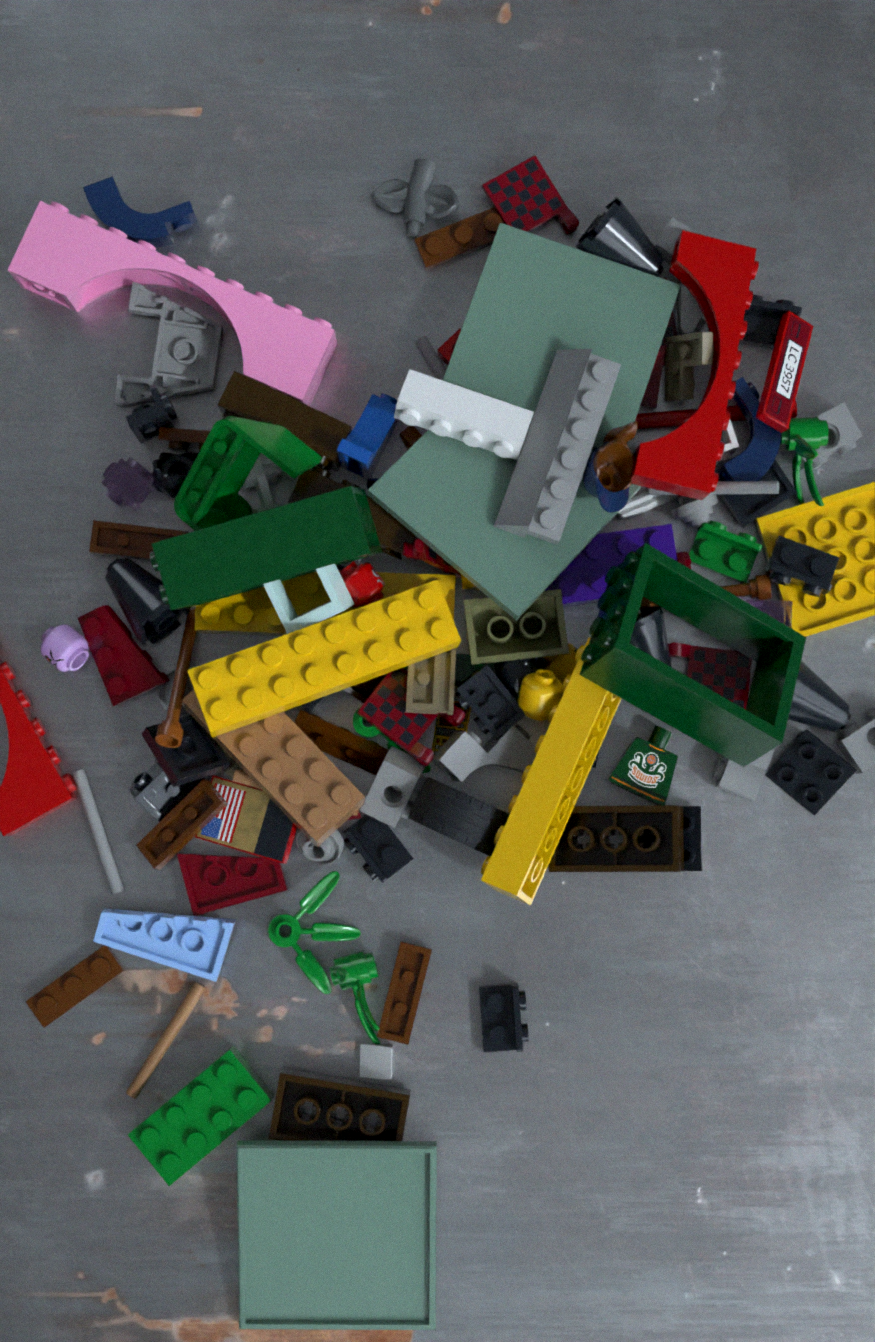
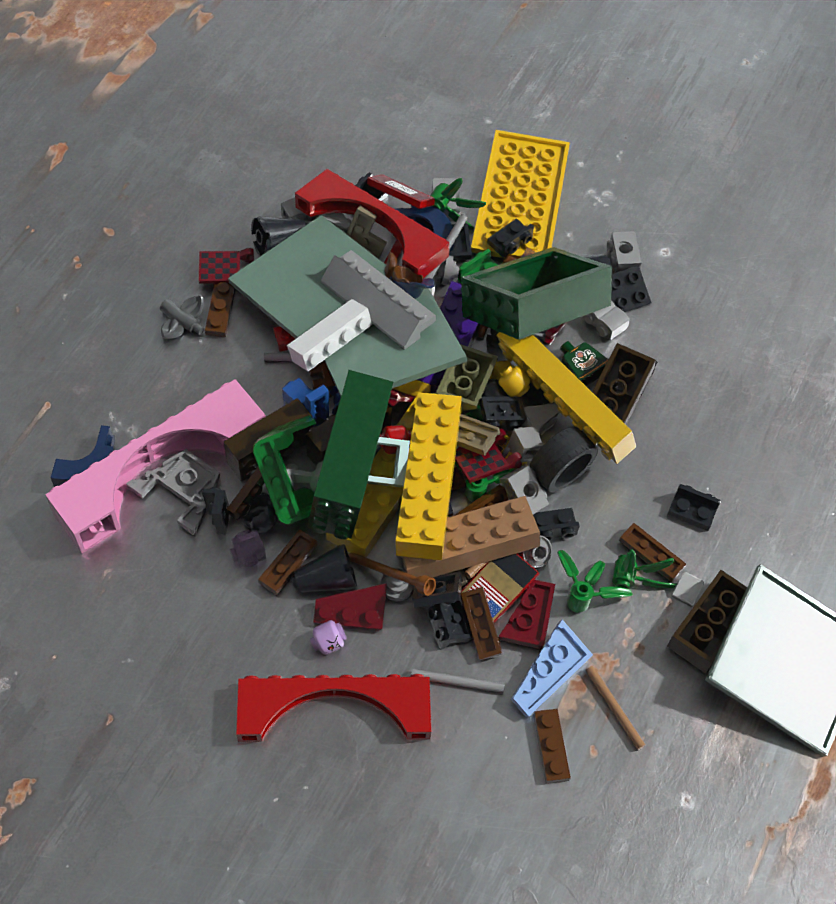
camera: 65 degrees left, 25 degrees down
(201, 1115) = (676, 705): green brick -> none

